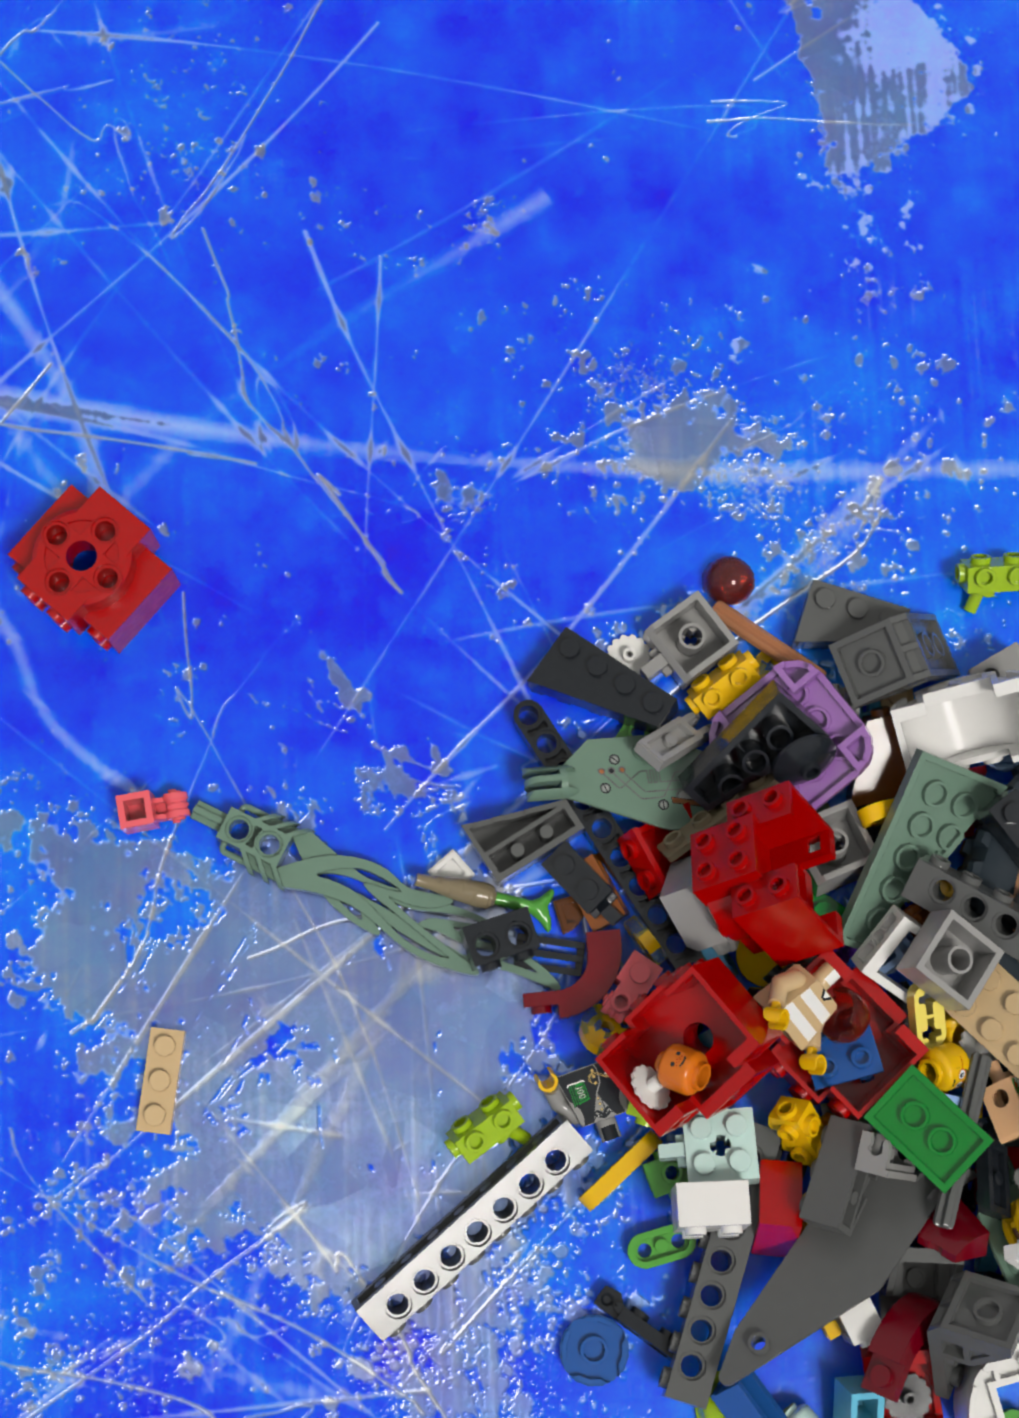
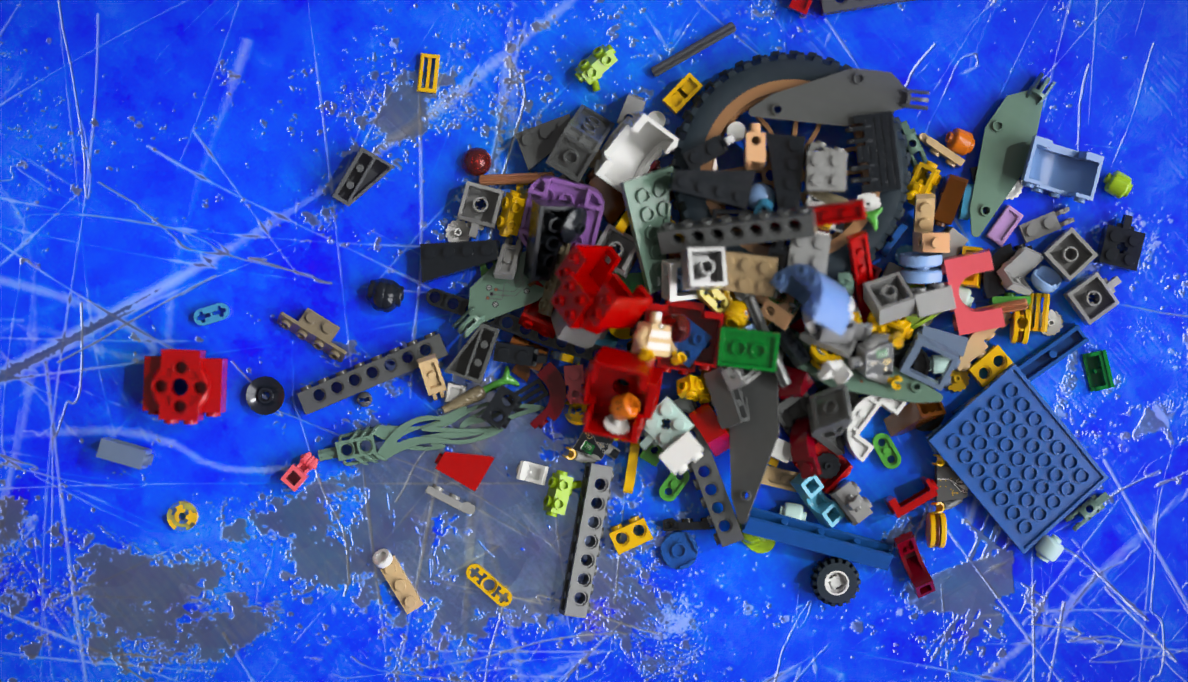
camera: 40 degrees left, 10 degrees up
(165, 1022) = (382, 558): none -> white tile
(187, 654) = (255, 398): none -> black dish
(211, 501) = (213, 318): none -> dark azure beam
(247, 713) = (311, 404): none -> dark grey brick
(296, 1205) = (503, 590): none -> yellow beam
(315, 788) = (364, 395): none -> dark grey hinge
(327, 1016) = (452, 500): none -> light grey hinge
(328, 637) = (314, 330): none -> dark tan bracket
(382, 985) = (464, 467): none -> red slope
(439, 820) = (432, 375): none -> tan hinge
(462, 661) = (385, 294): none -> black hair
(471, 1067) = (532, 472): none -> white bracket
(539, 1280) = (632, 539): none -> yellow brick
(556, 478) = (360, 176): none -> dark grey wedge
(735, 436) = (436, 70): none -> yellow tile
(822, 1361) = (779, 478): none -> tan hinge

